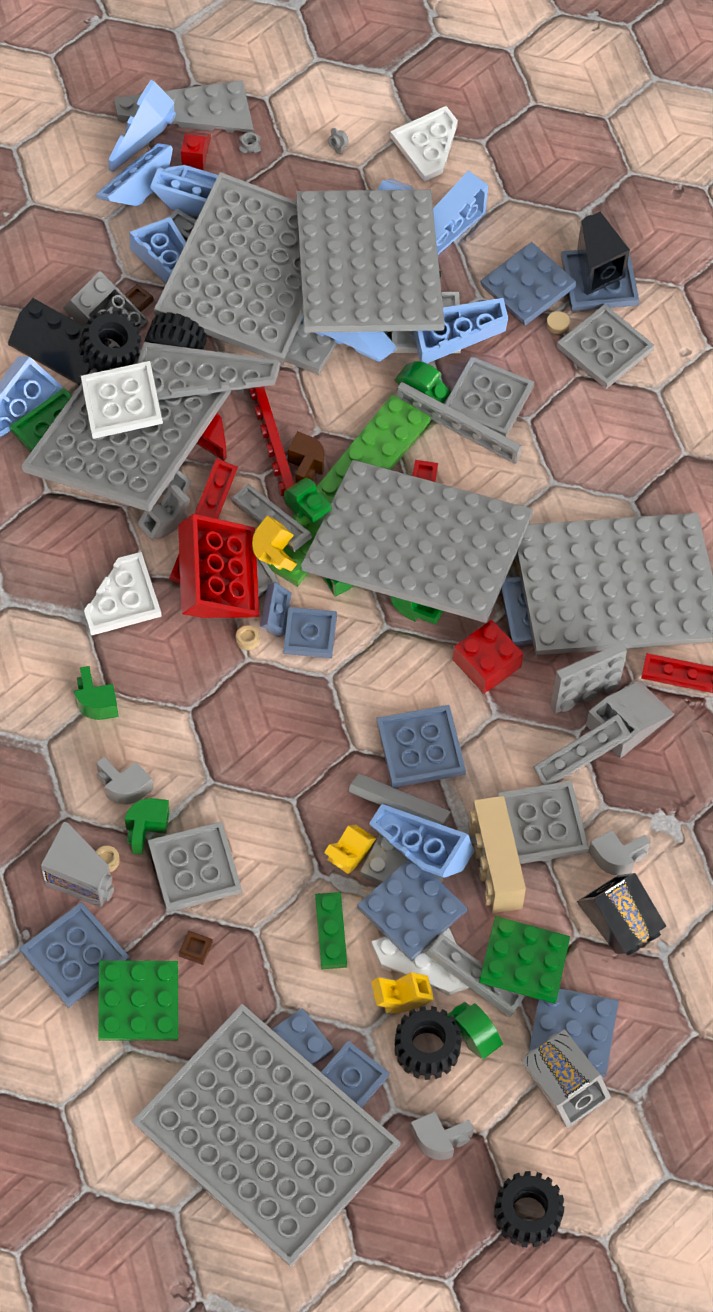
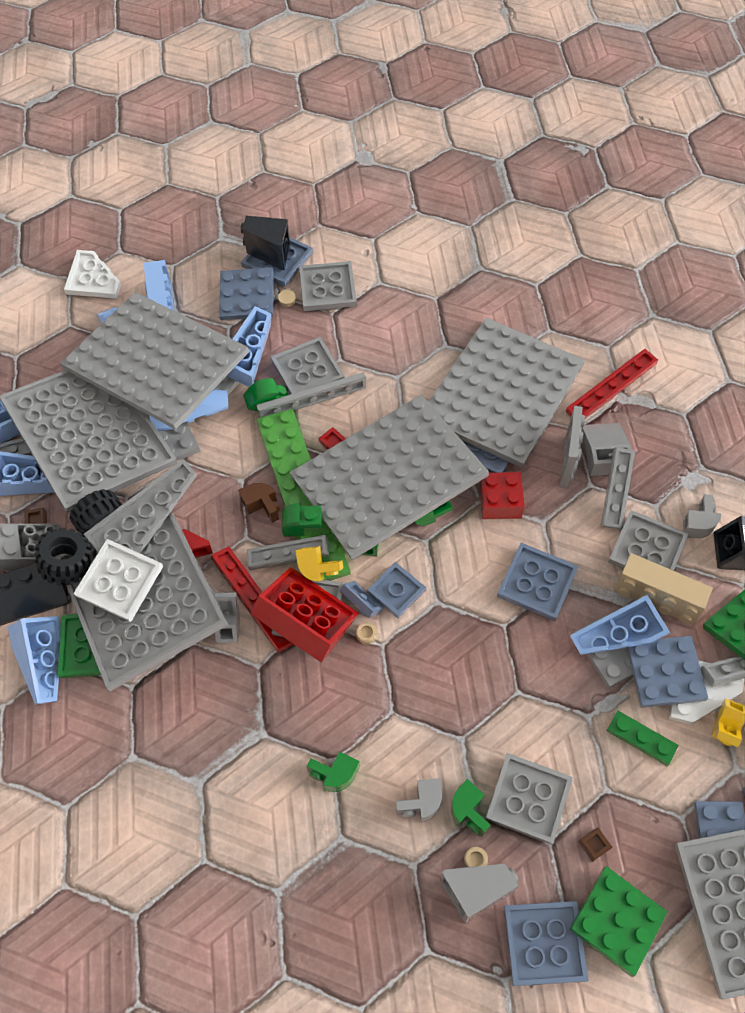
camera: 50 degrees left, 0 degrees up
(123, 597) = (267, 693): white plate -> none
(269, 430) = (233, 512): red plate -> none
(338, 140) = (39, 317): light grey plate -> none
(350, 848) = (589, 680): yellow brick -> none
(387, 795) = (571, 623): light grey tile -> none

